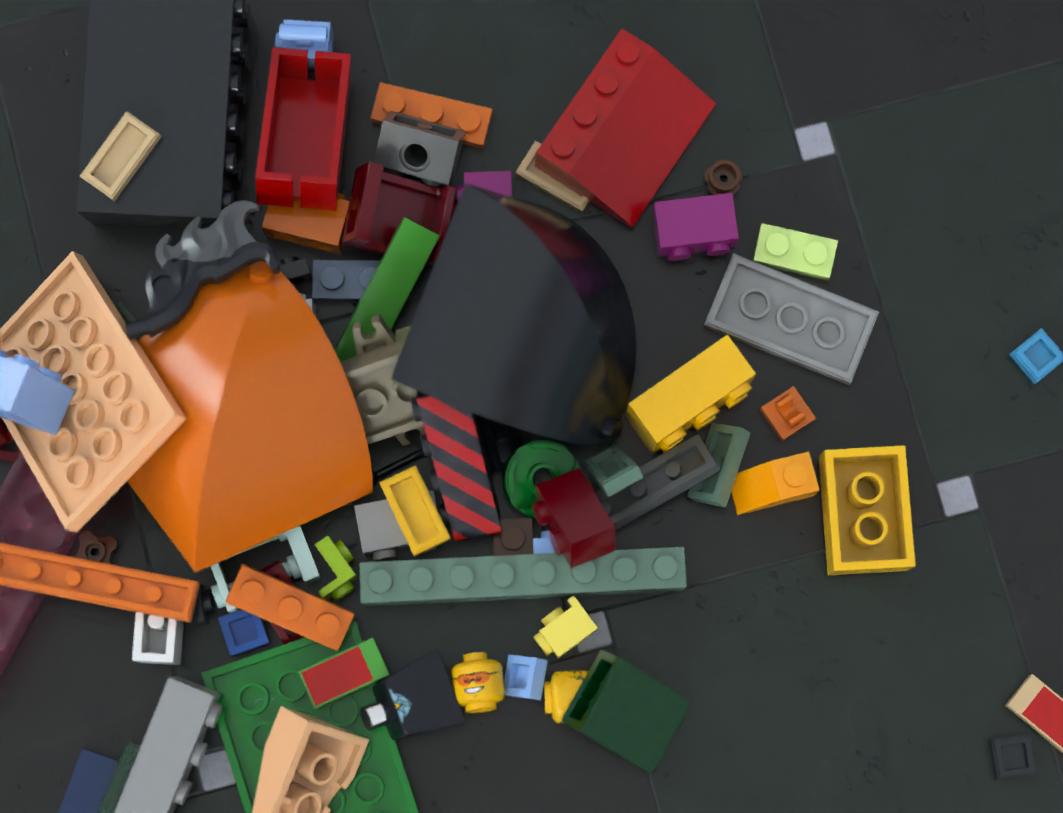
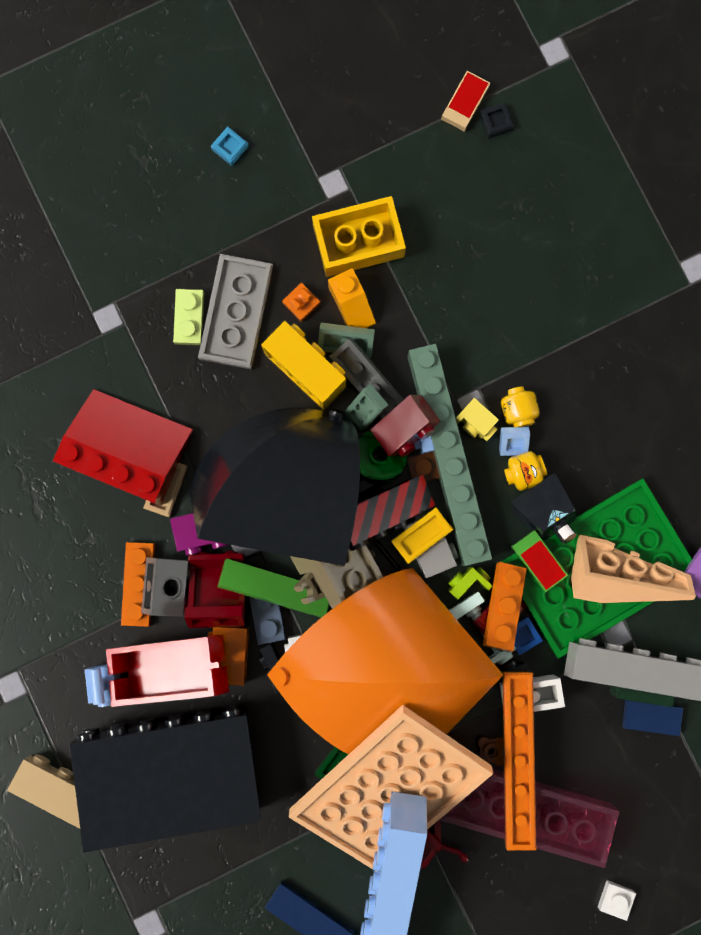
camera: 100 degrees left, 5 degrees up
(120, 156) = (215, 798): tan tile -> none
(198, 259) = (280, 724): black piece -> none
(626, 711) = (526, 368): dark green brick -> none
(695, 226) = (184, 386): magenta brick -> none
(728, 169) = (141, 368): reddish brown plate -> none

